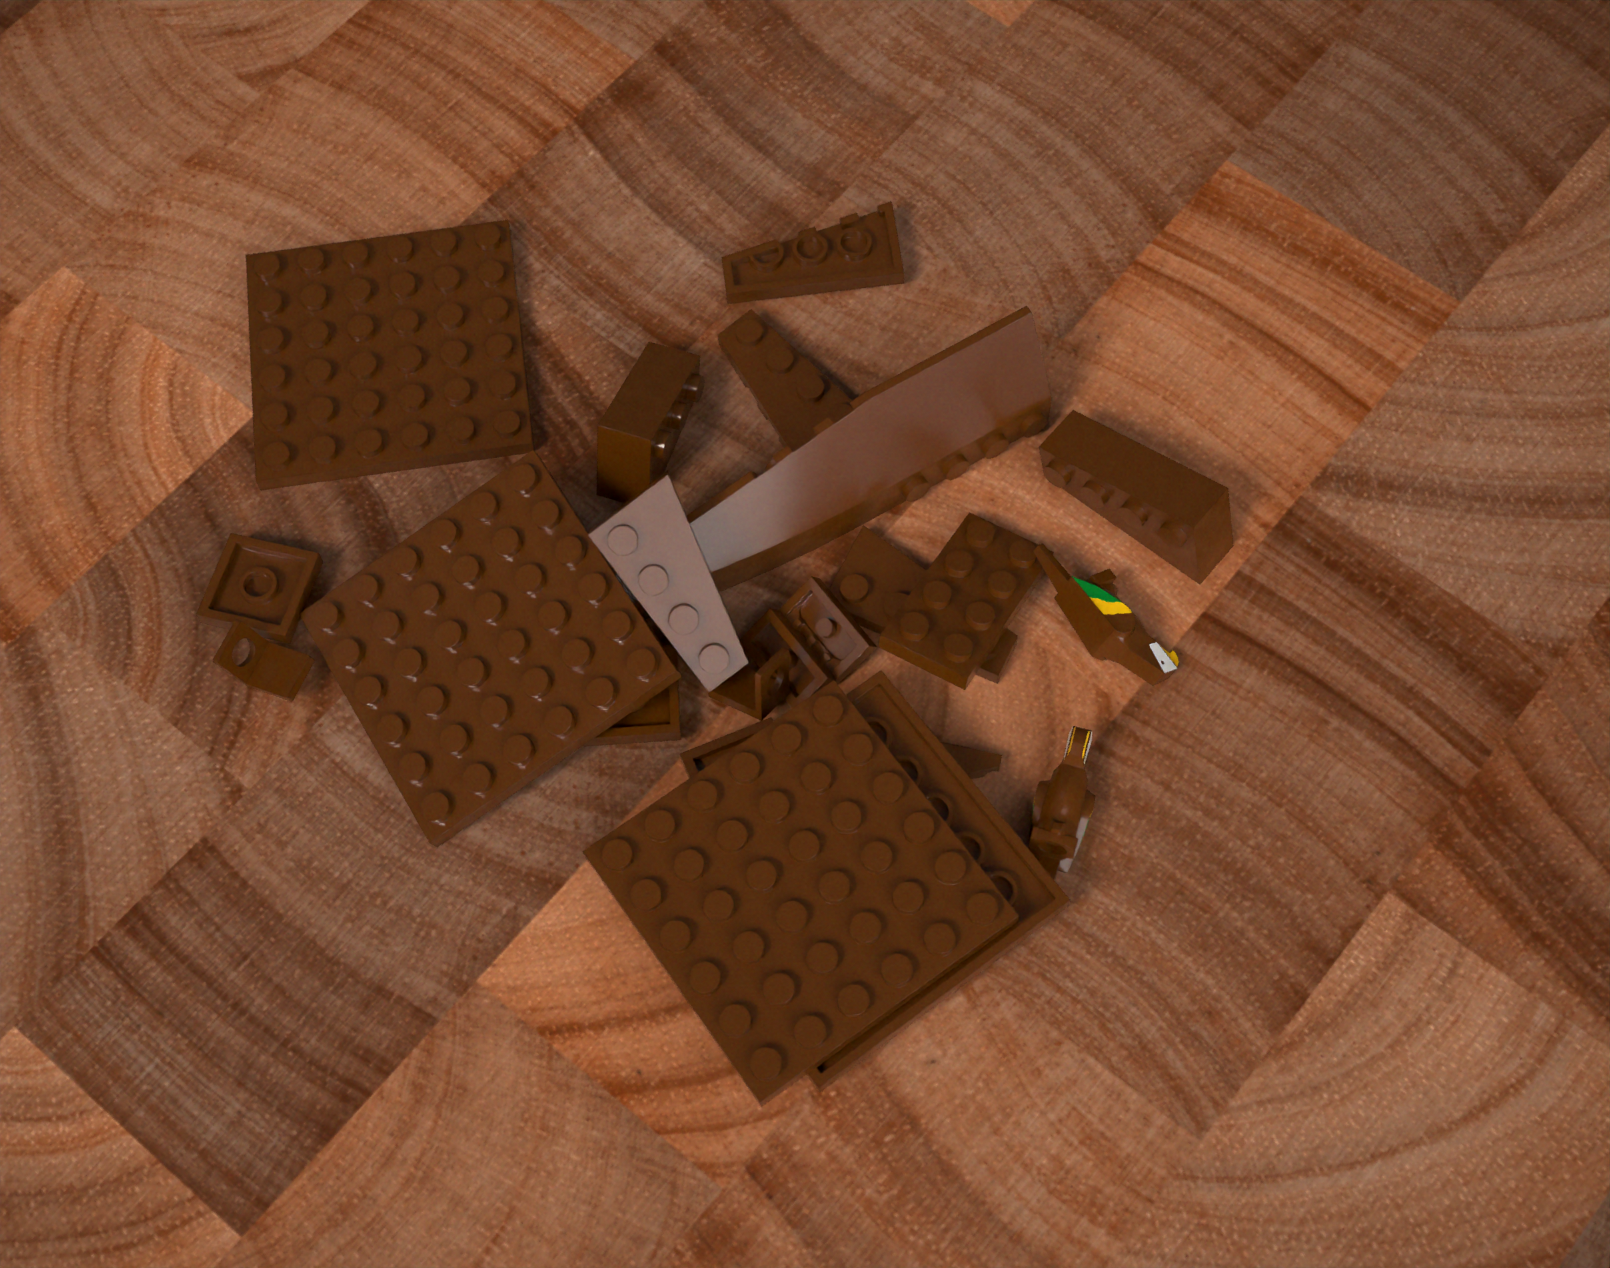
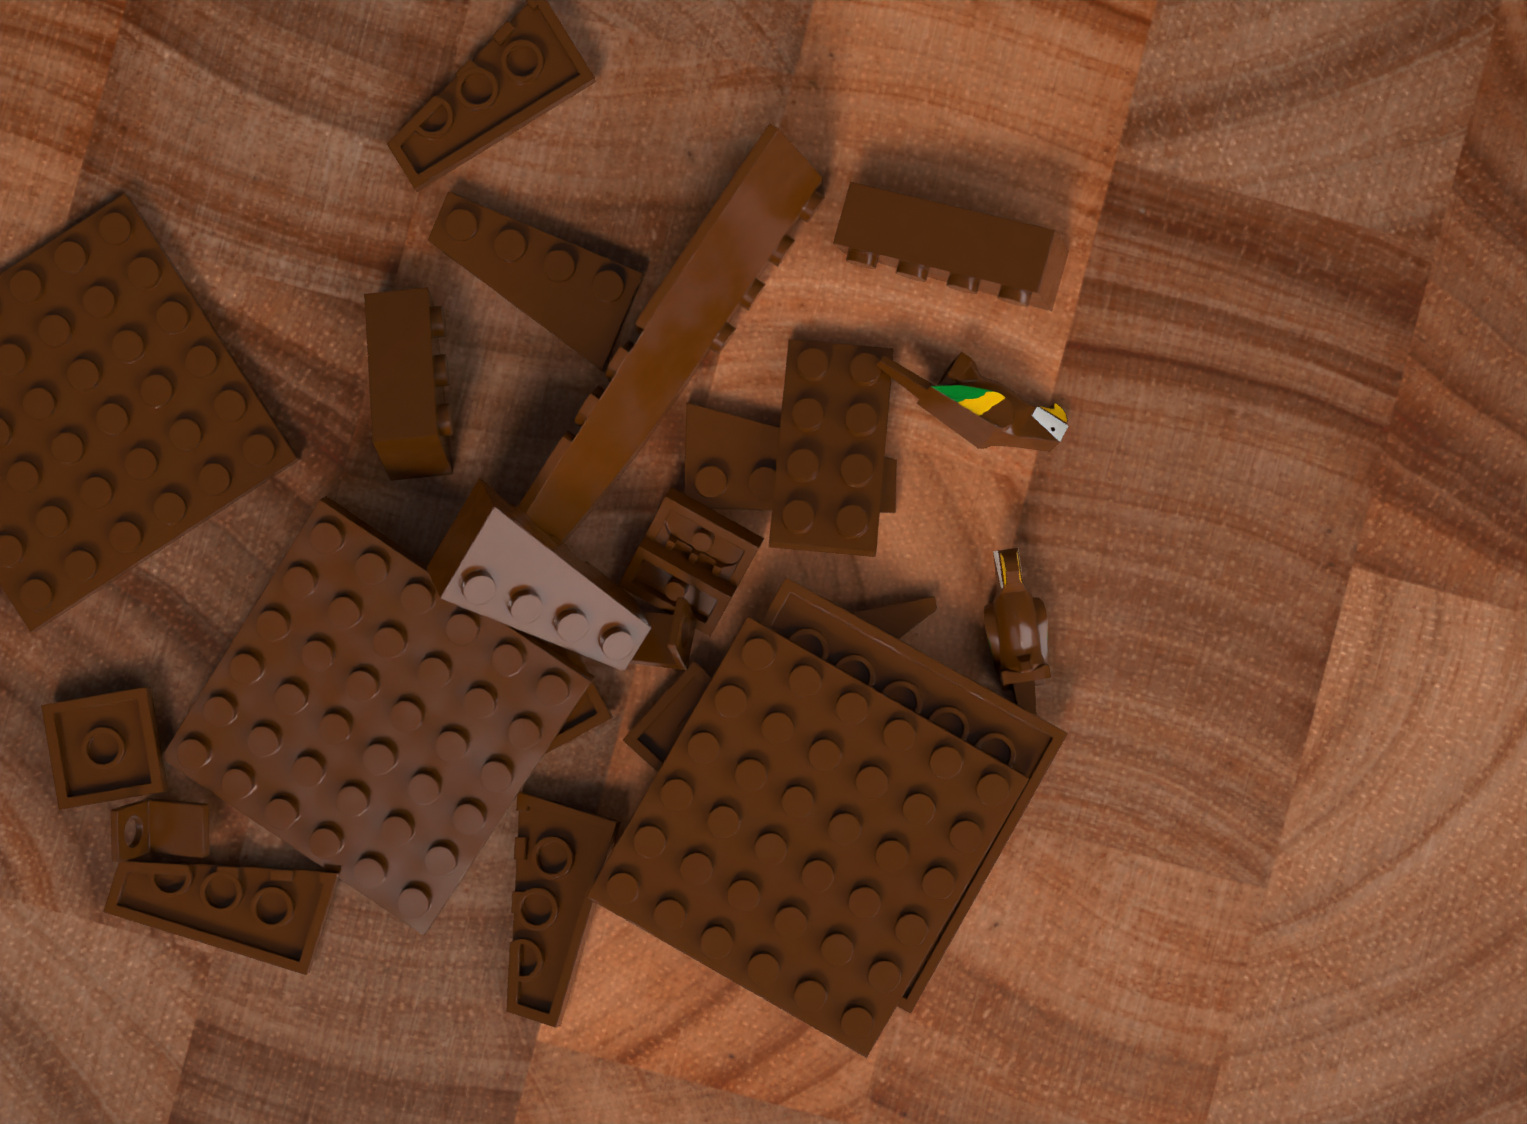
camera: 25 degrees left, 25 degrees up
(295, 759) = (237, 908): none -> reddish brown wing
(546, 867) = (556, 865): none -> reddish brown wing

